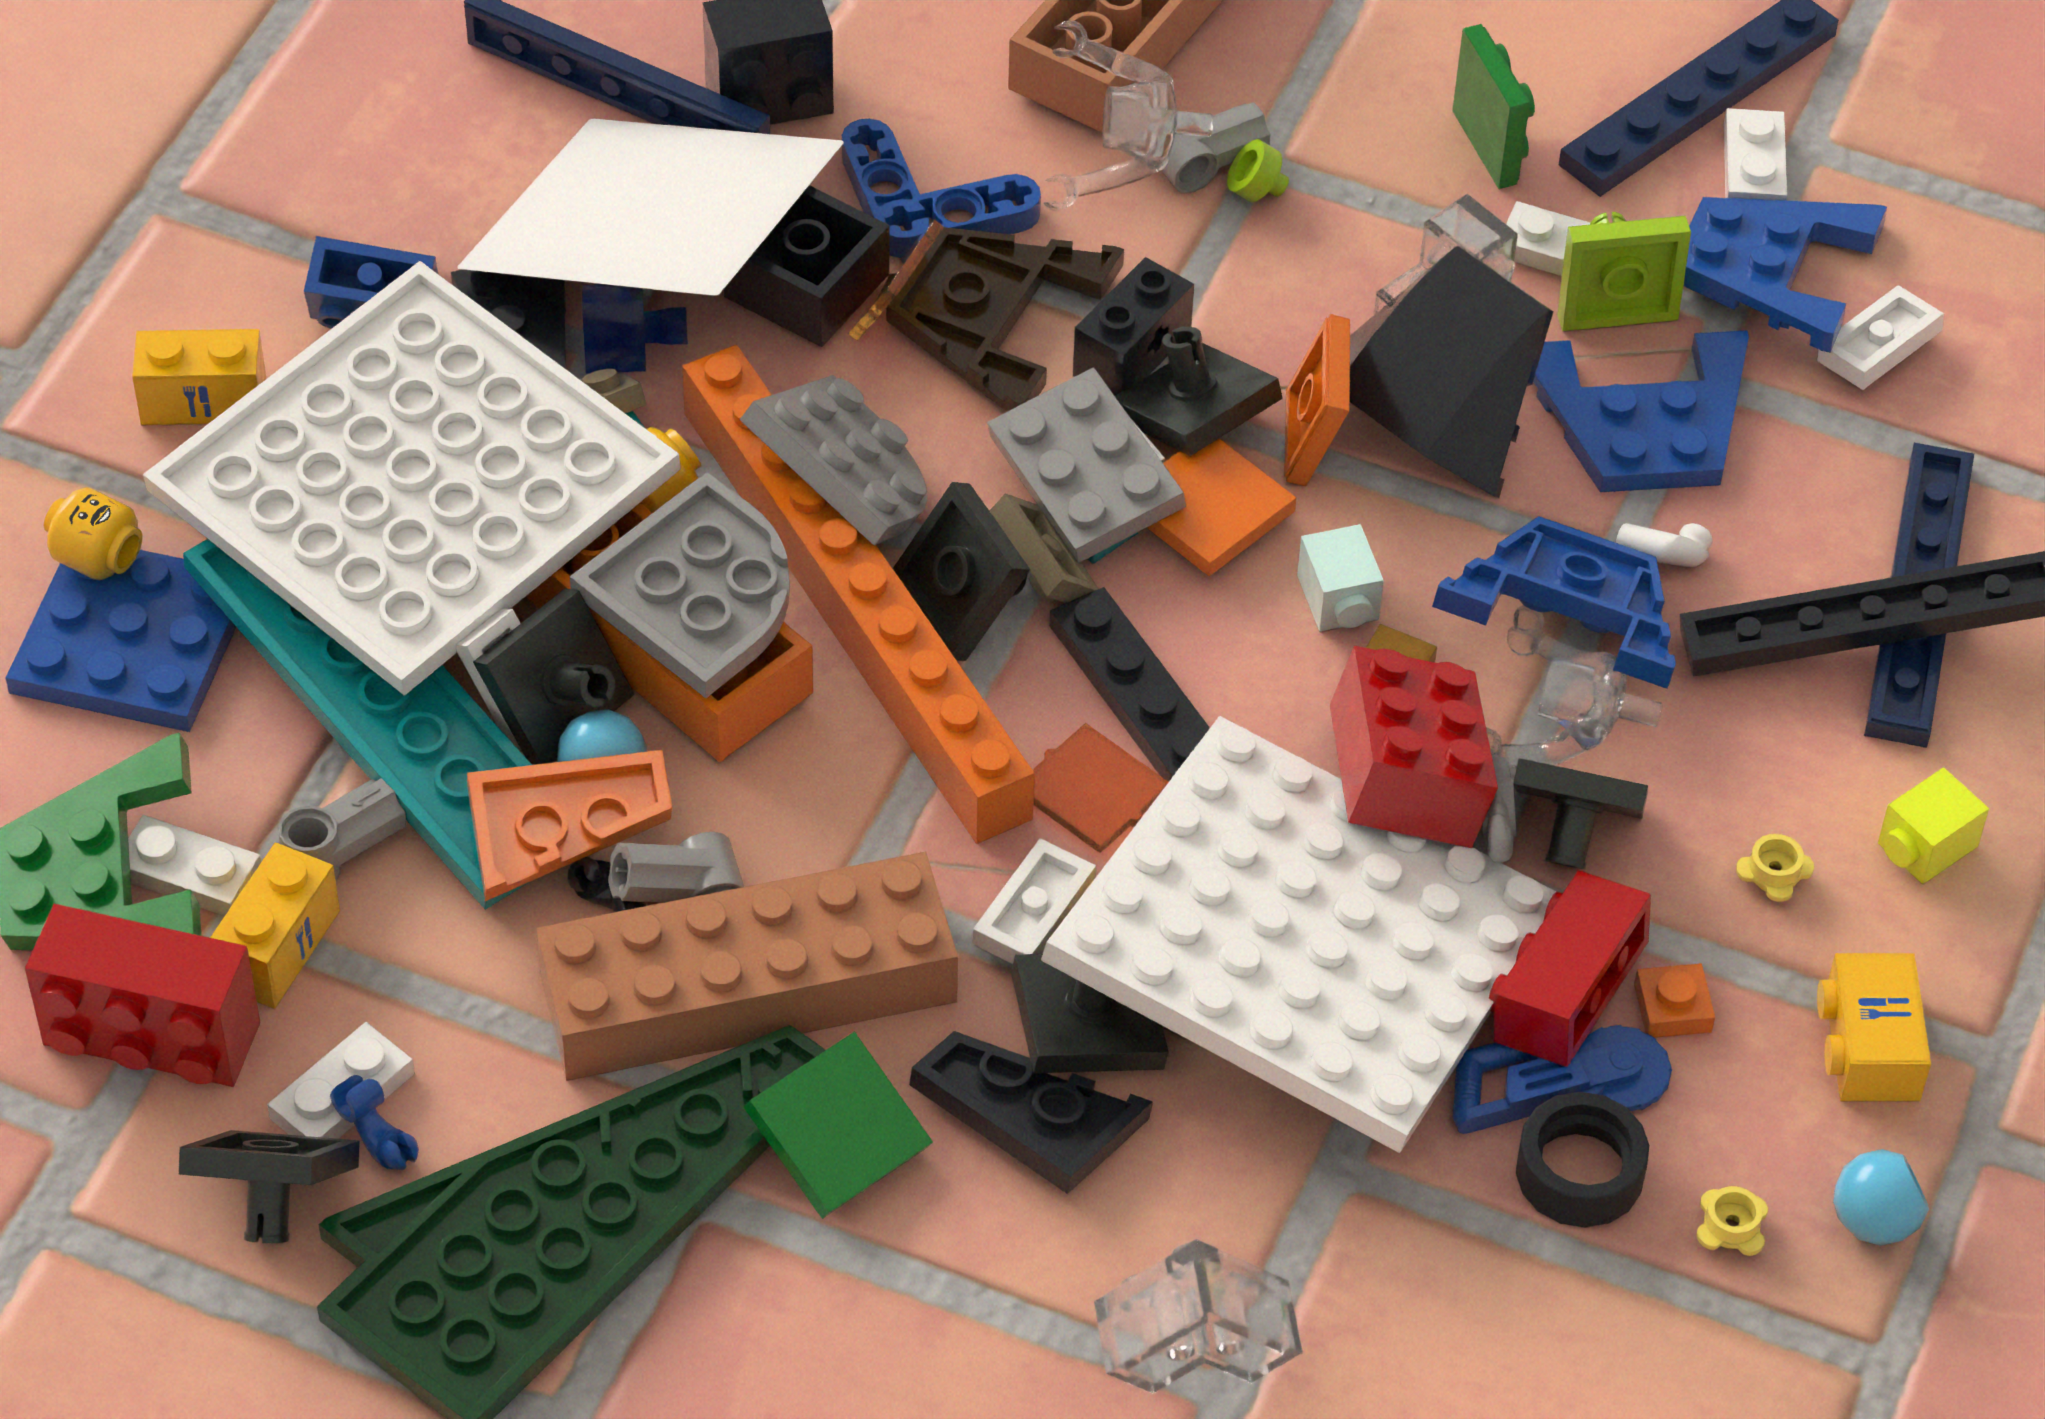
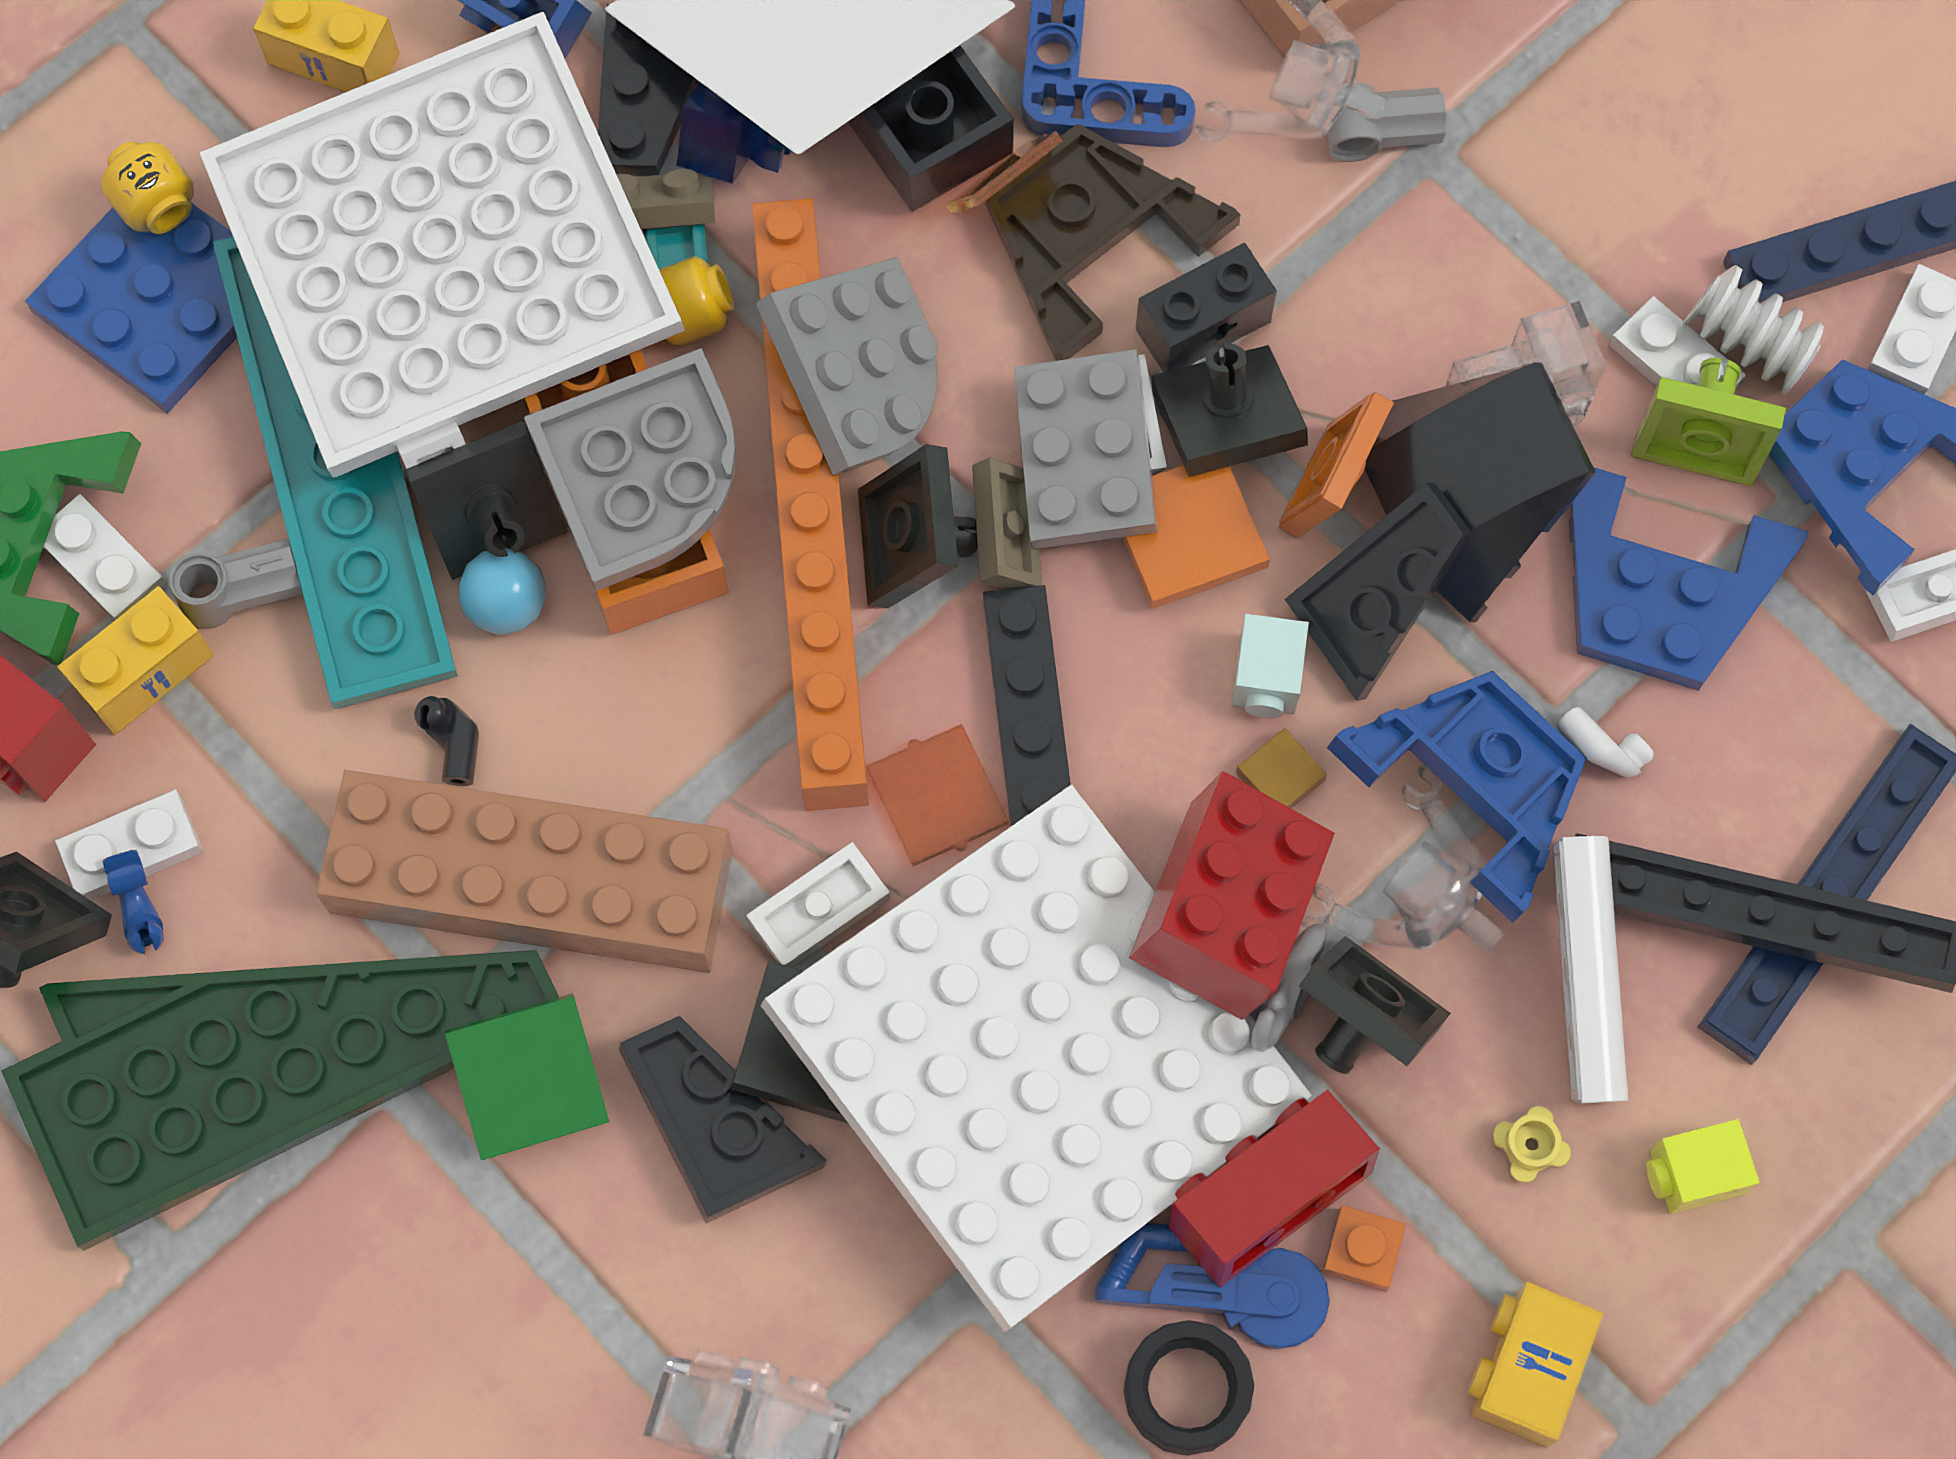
camera: 25 degrees right, 20 degrees up
(561, 812) = (425, 650): orange wing -> none
(674, 872) = (527, 753): light grey piece -> none
(1257, 172) = (1413, 170): lime tile -> none
(1409, 476) = (1379, 586): none -> black wing
(1492, 105) = (1673, 186): green tile -> none
(1618, 187) = (1757, 327): none -> white piece
(1751, 706) = (1590, 970): none -> white brick

